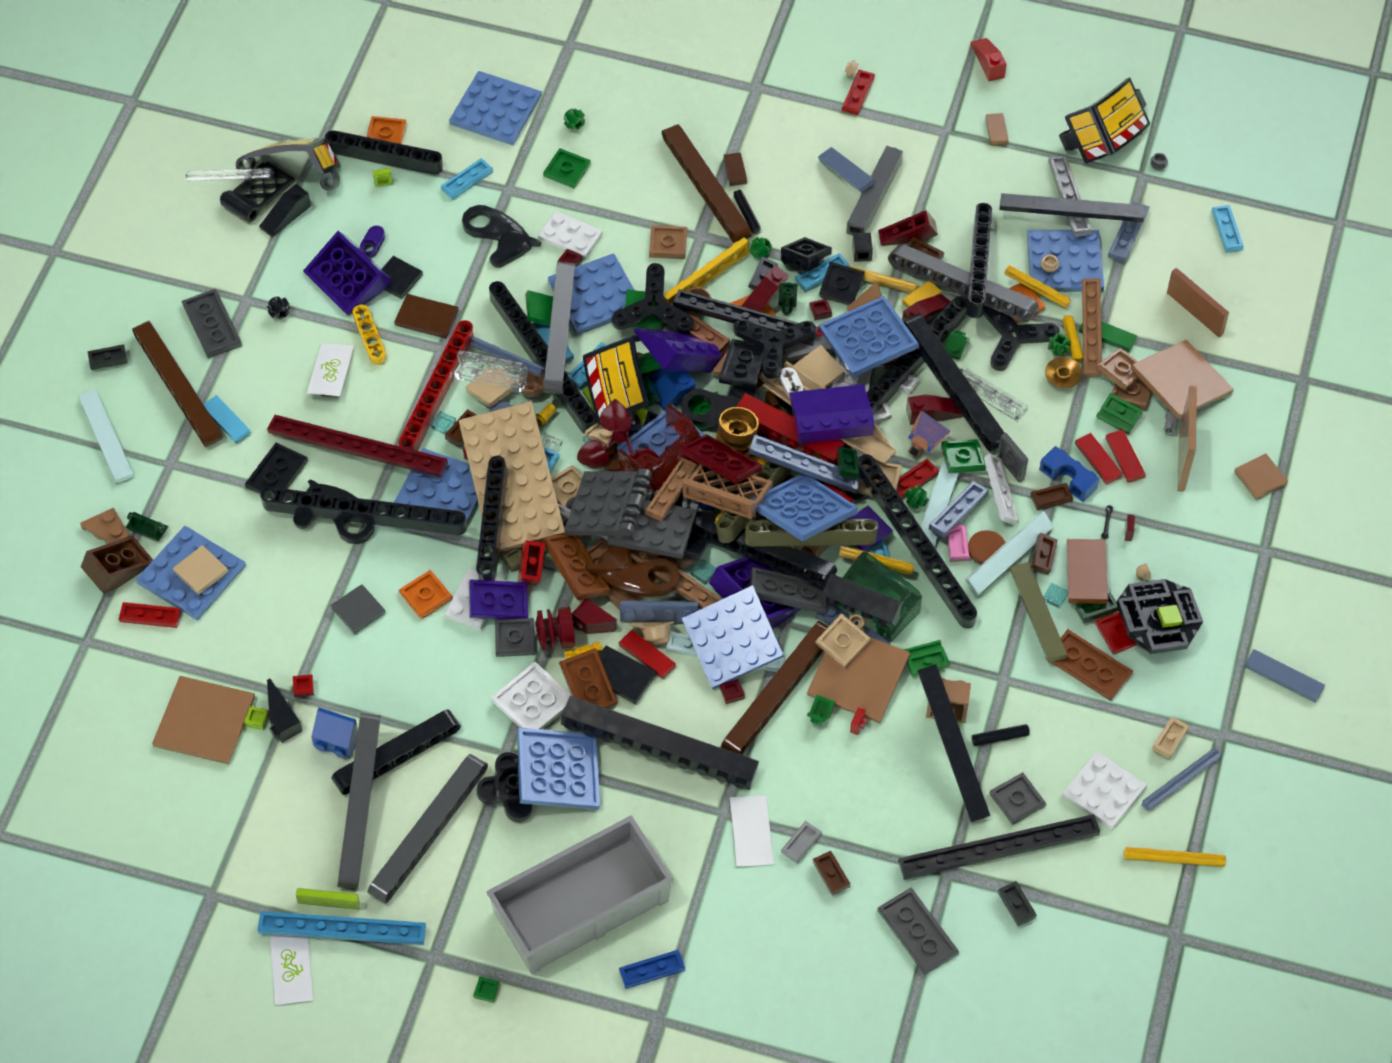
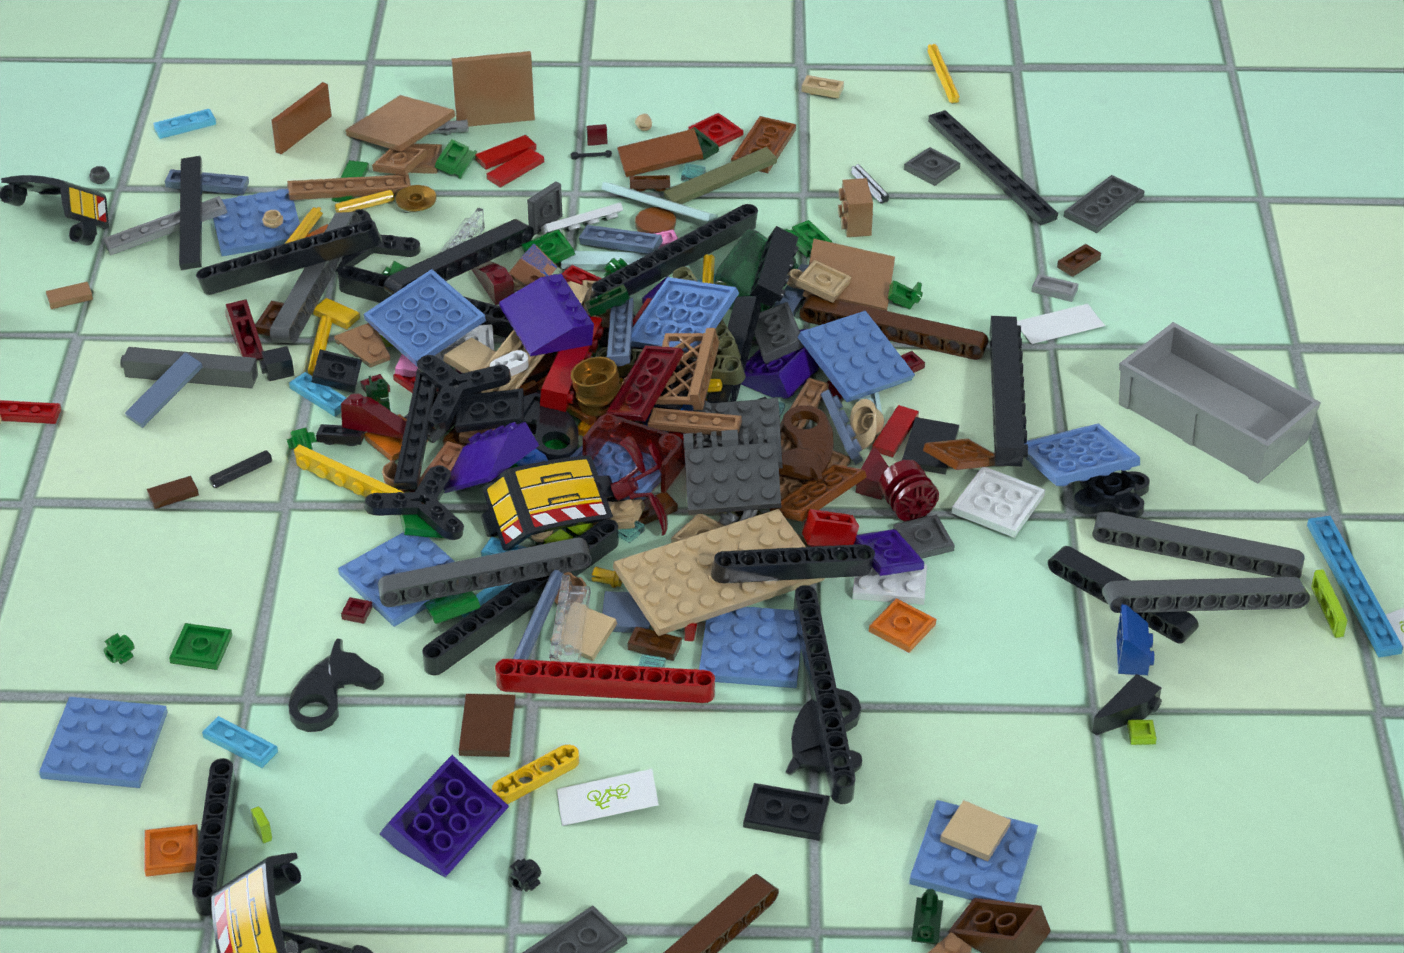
camera: 105 degrees left, 15 degrees down
(149, 615) = (1054, 878): red tile -> none
(203, 720) = (1170, 779): medium nougat tile -> none
(226, 419) = (728, 879): medium azure tile -> none
(287, 209) = (346, 917): black slope -> none
(303, 685) = (1080, 696): red plate -> none
(357, 446) = (724, 733): dark red plate -> none
(358, 609) = (951, 679): dark grey tile -> none
(374, 237) = (370, 810): dark purple piece -> none
(403, 276) = (421, 766): black tile -> none
(486, 989) = (1346, 466): green tile -> none
(569, 233) = (314, 618): white plate -> none
(651, 969) = (1244, 351): blue tile -> none
(668, 242) = (304, 528): medium nougat tile -> none
(706, 183) = (203, 509): reddish brown beam -> none
(804, 253) = (303, 401): black plate -> none
(858, 721) = (903, 268): red plate -> none
(927, 308) = (359, 299): dark red slope -> none
(953, 743) = (907, 189): black tile -> none
(1017, 903) = (1043, 148): pearl dark grey plate -> none
(1051, 496) = (575, 191): reddish brown tile -> none
(1059, 344) = (379, 206): green gear -> none
(1059, 463) = (549, 169): blue arch -> none
(1104, 790) = (896, 119): white plate -> none
(1140, 618) = (699, 96): black piece -> none
(1169, 616) = (702, 84): lime tile -> none
(1181, 779) = (862, 78): sand blue axle -> none
(1284, 675) = (722, 37): sand blue tile -> none

